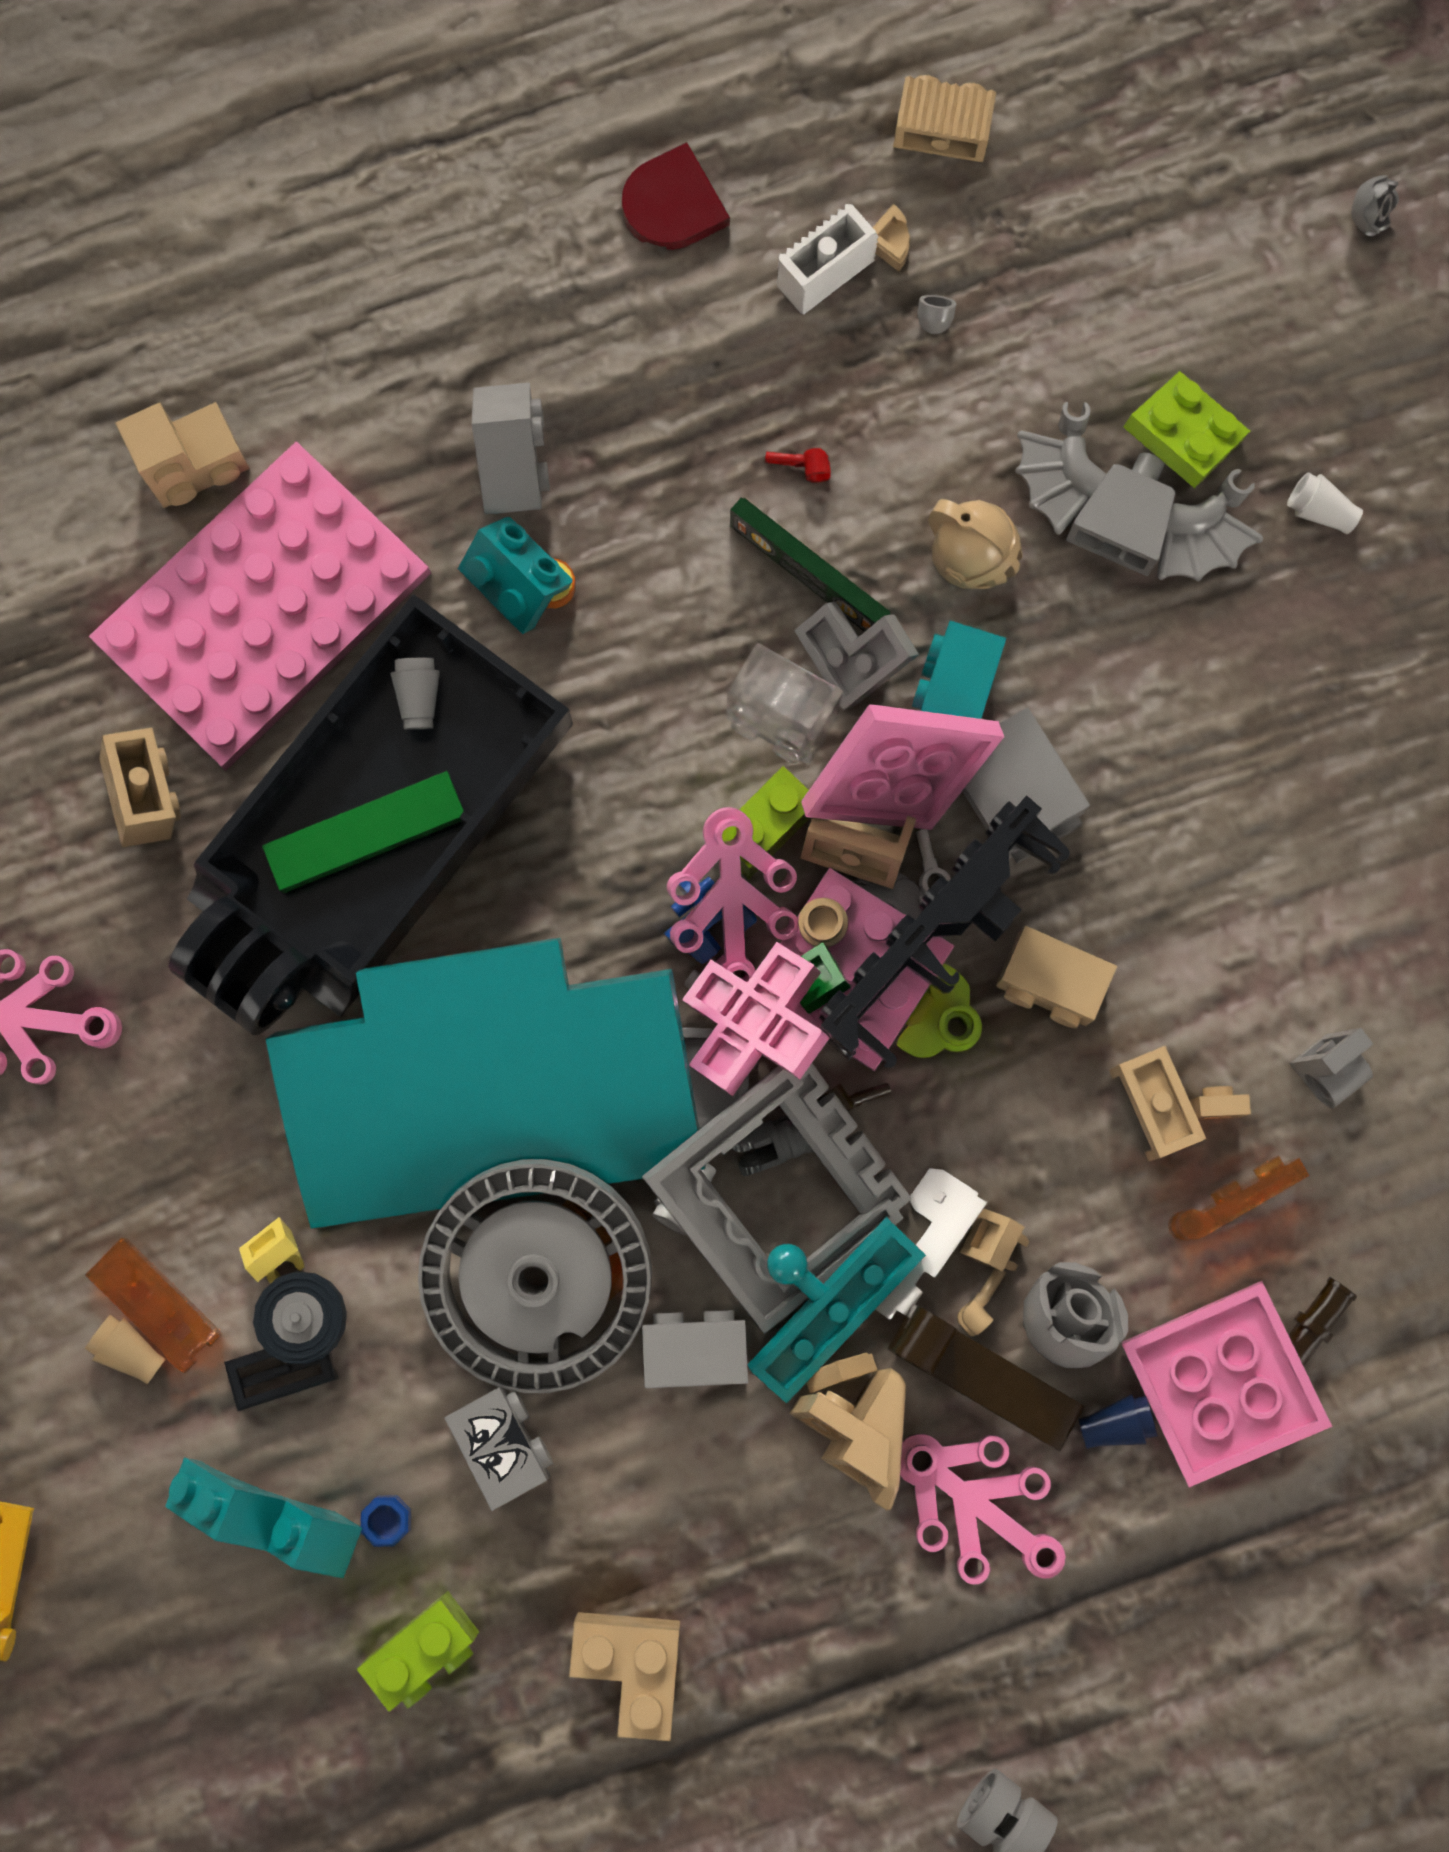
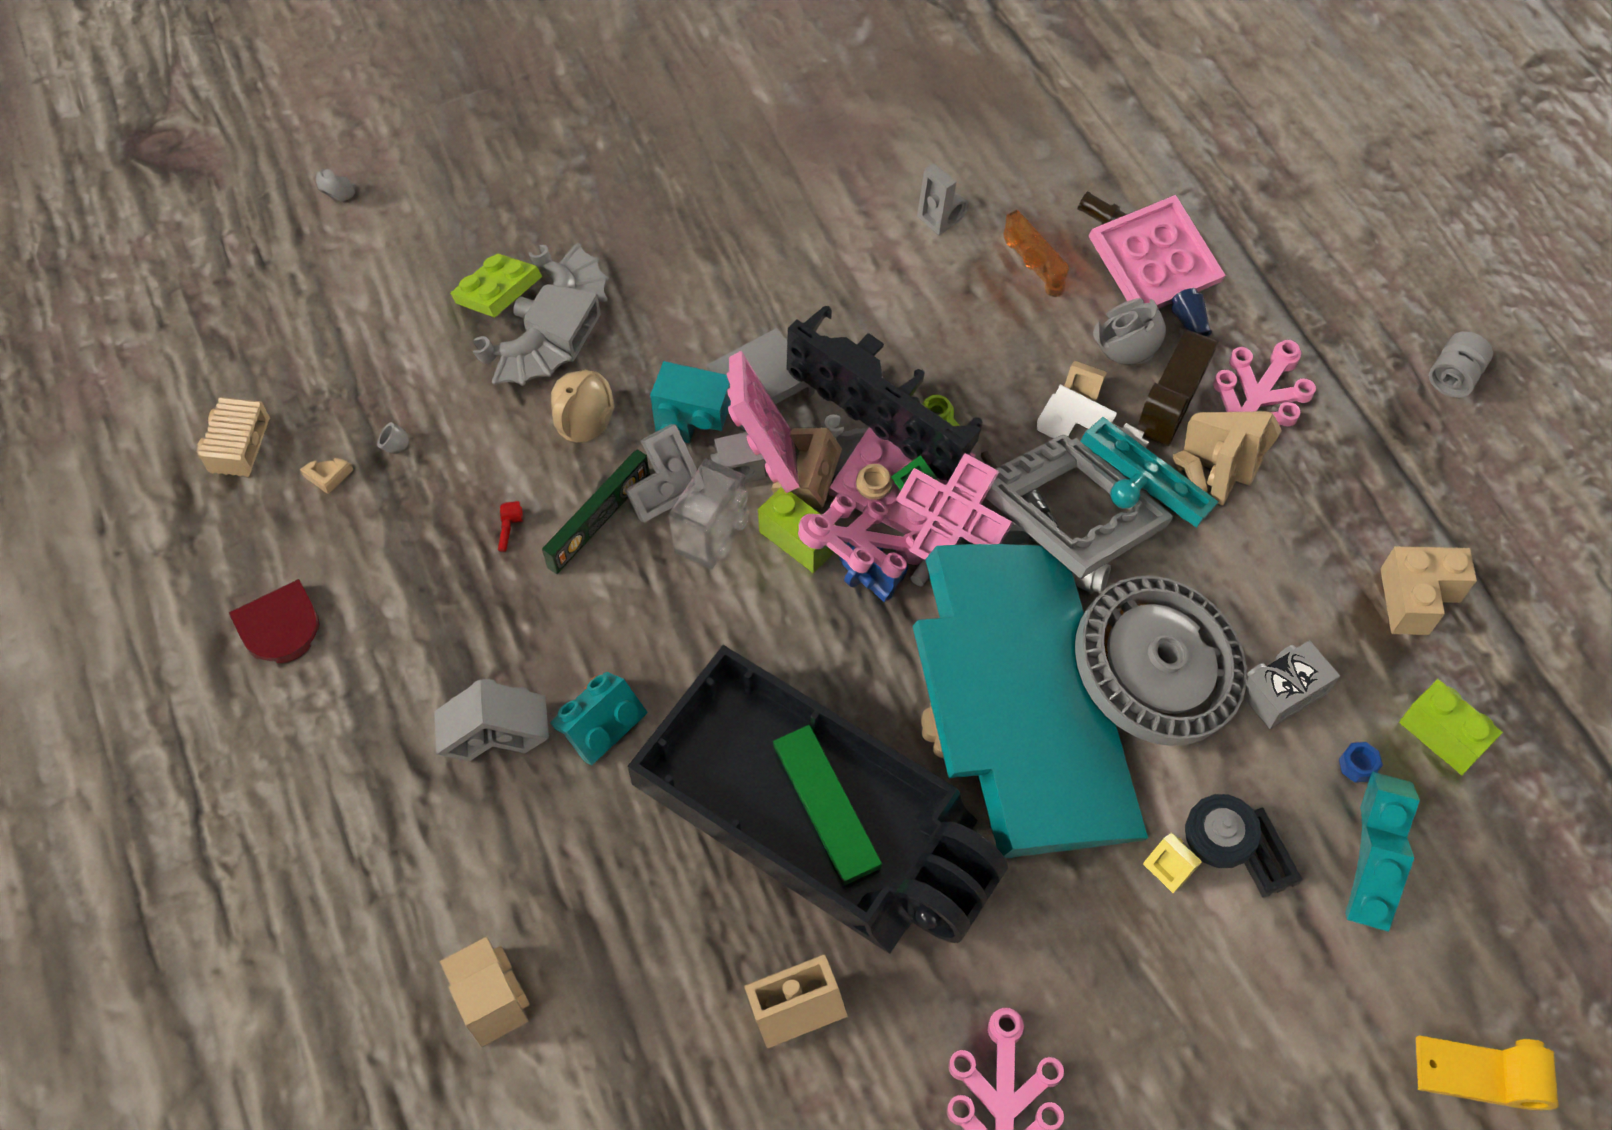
camera: 90 degrees left, 20 degrees down
(124, 1349) = (1272, 975): tan cone -> none
(153, 1303) = (1229, 959): clear orange plate -> none
(260, 605) = (623, 926): bright pink plate -> none
(416, 691) = (706, 768): light grey cone -> none
(694, 1352) = (1196, 553): light grey brick -> none
(826, 258) = (346, 504): white brick -> none
(973, 1316) = (1133, 398): tan hand -> none
(1055, 978) = (904, 341): tan brick -> none
(1160, 1103) = (976, 289): tan panel -> none
(1220, 1104) = (974, 263): tan plate -> none
(1323, 503) = (550, 215): white cone -> none

